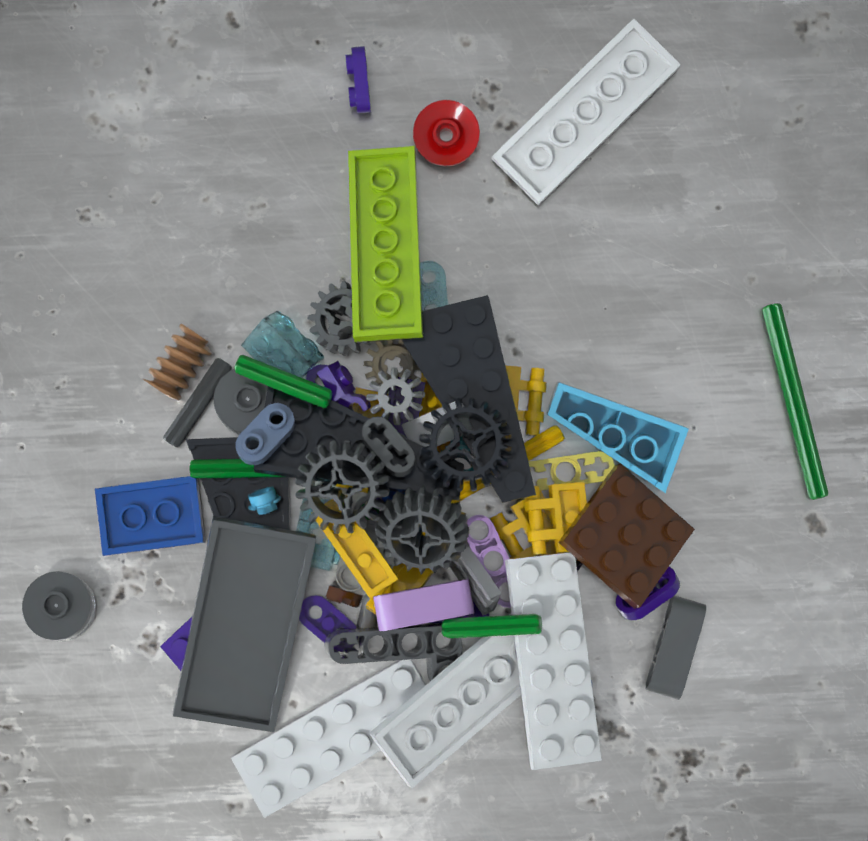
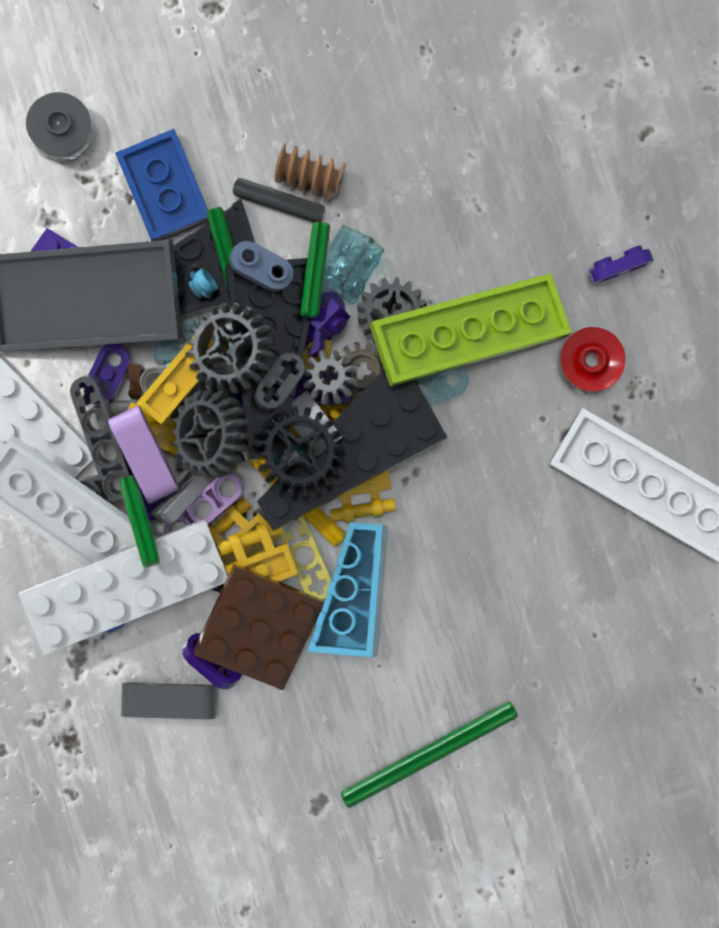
camera: 80 degrees right, 0 degrees up
(238, 401) = (288, 235): dark grey piece -> none

